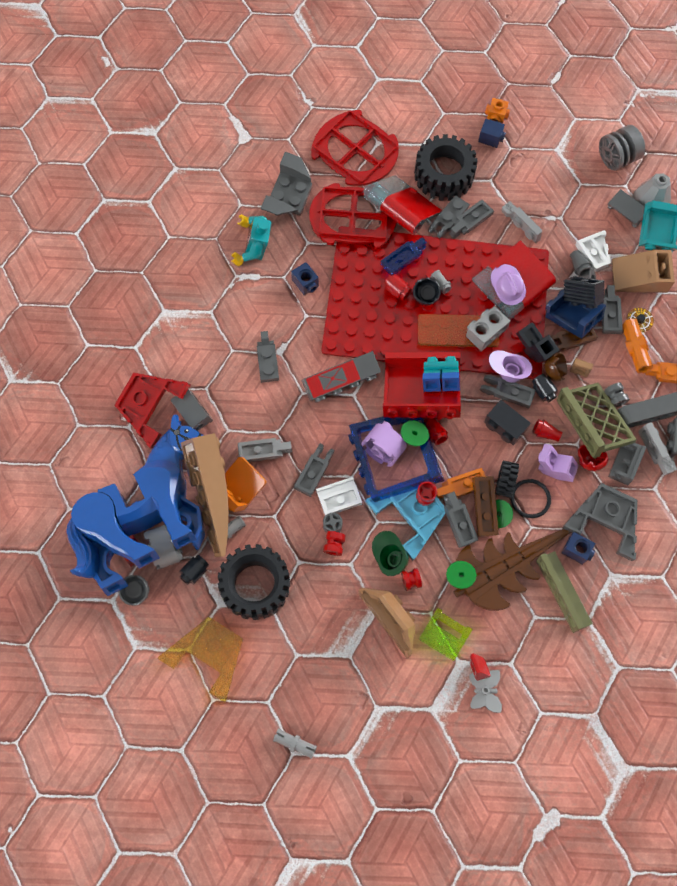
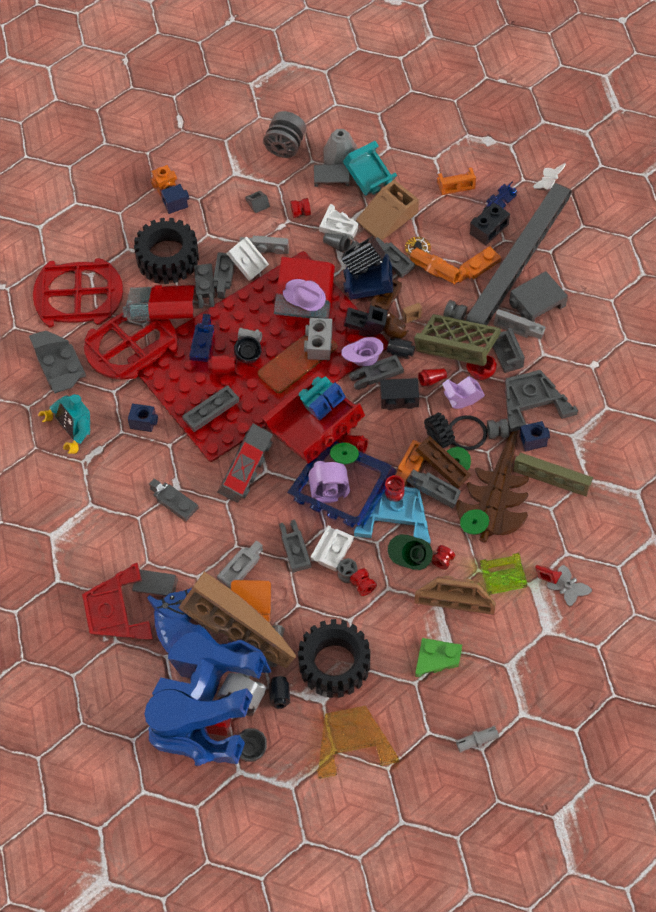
camera: 40 degrees left, 10 degrees down
(331, 651) = (436, 656): none -> bright green wing
(357, 313) = (210, 408): none -> dark grey plate
(498, 221) = (247, 258): none -> white plate
(551, 516) = (497, 428): none -> dark grey wheel
(552, 184) = (258, 201): none -> dark grey slope
(578, 215) = (300, 208): none -> red wheel

